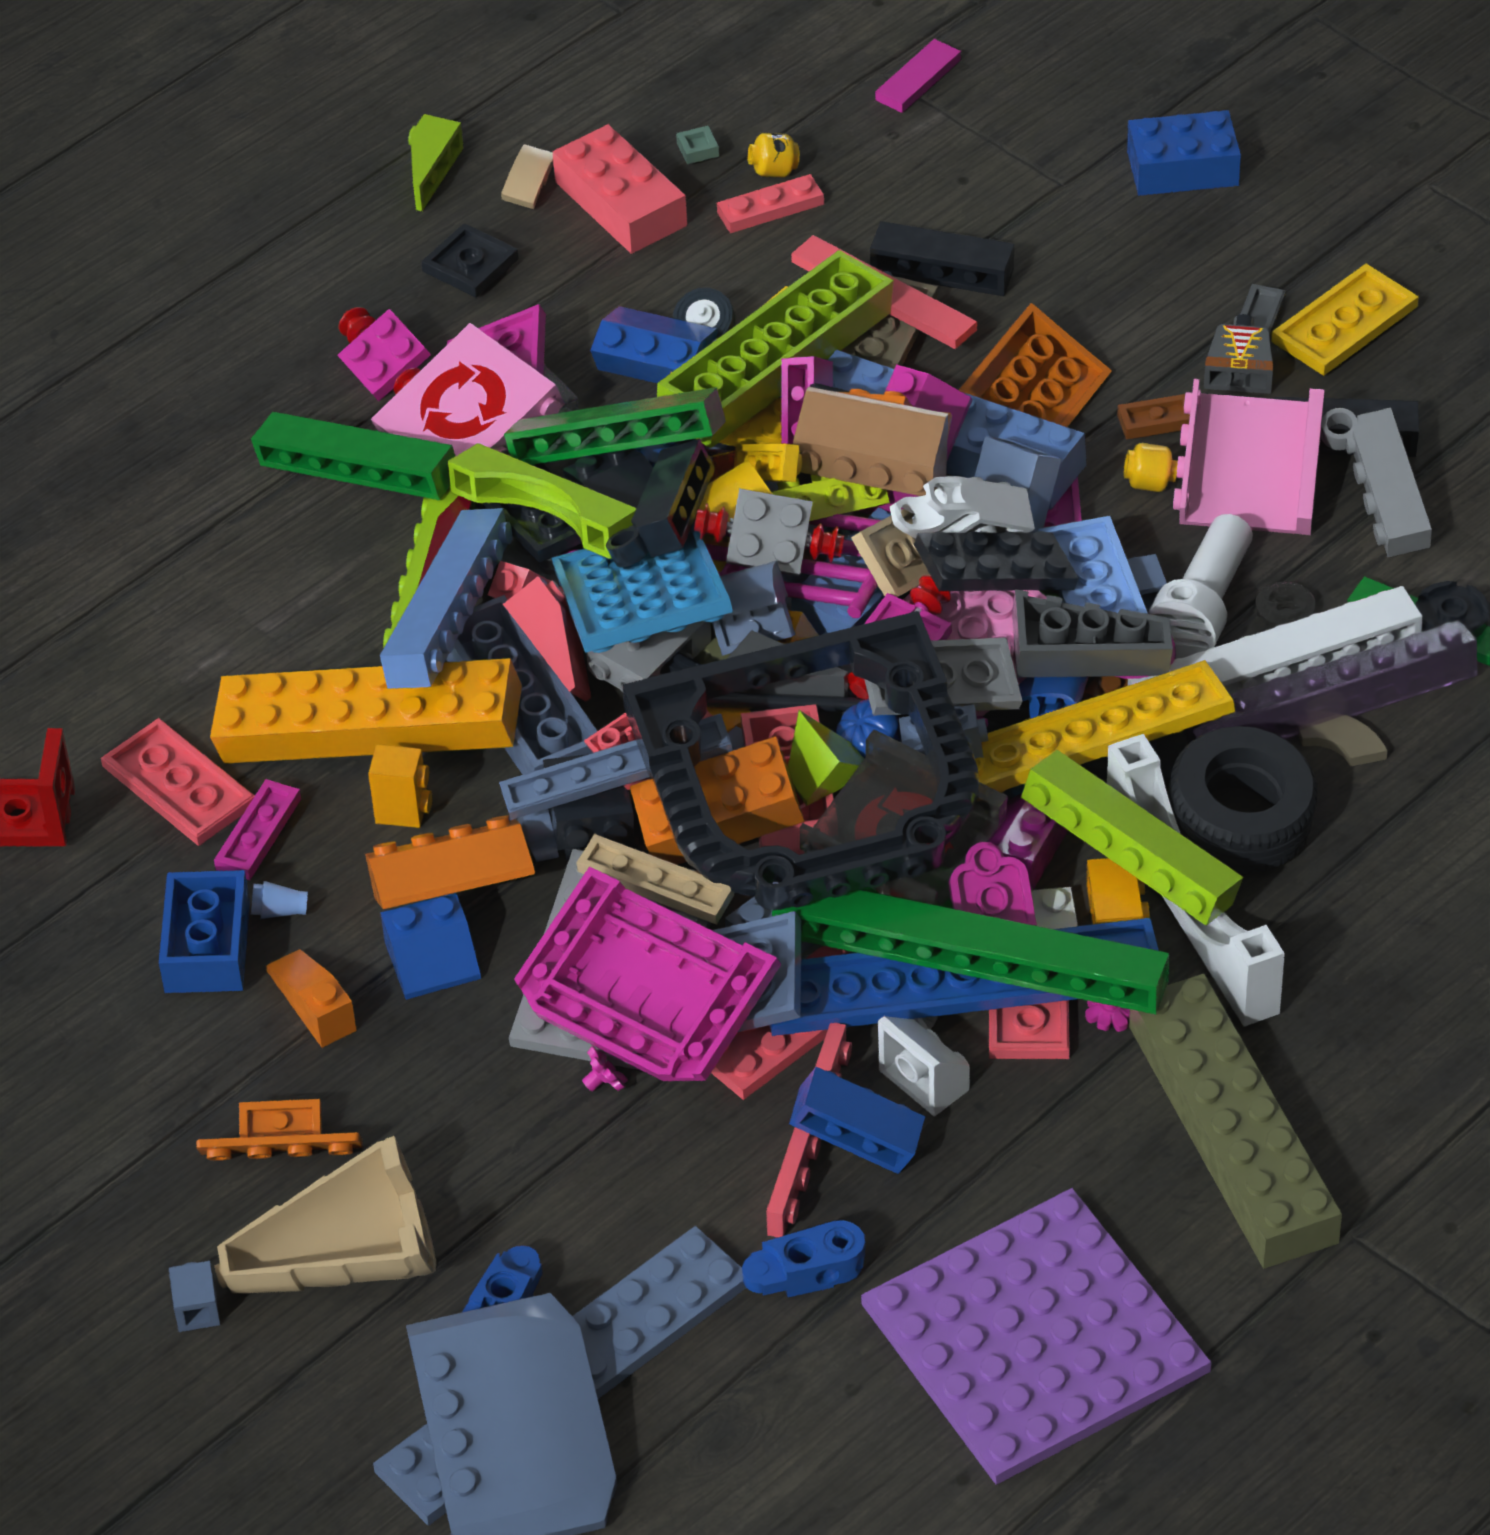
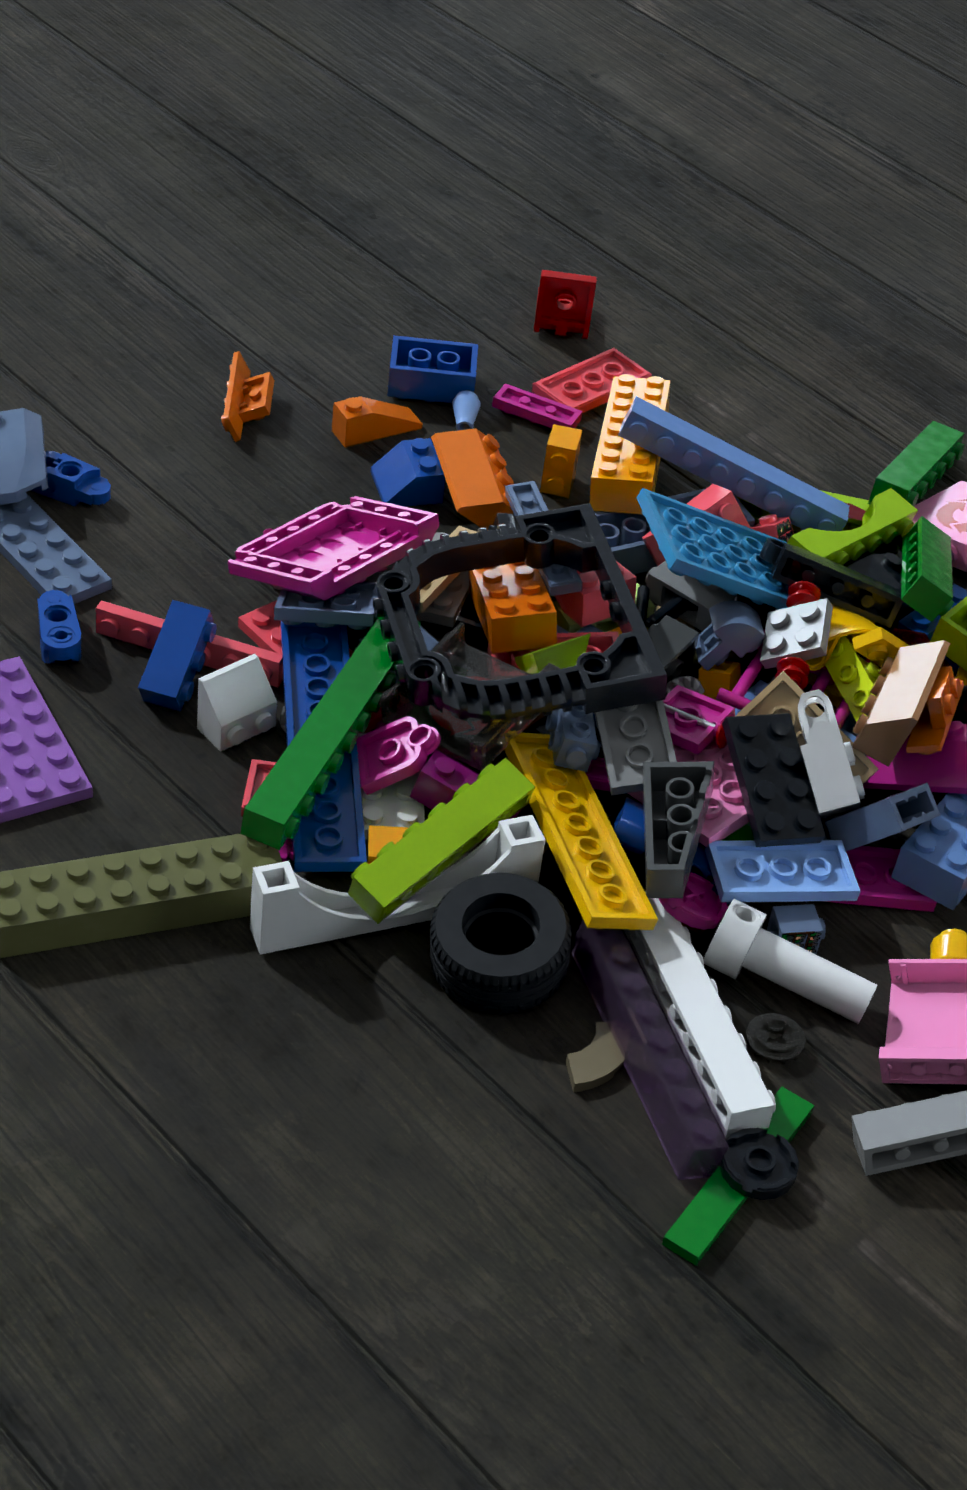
camera: 85 degrees right, 5 degrees down
(194, 1296) = (114, 351): sand blue brick -> none
(335, 1232) = (137, 409): tan cone -> none

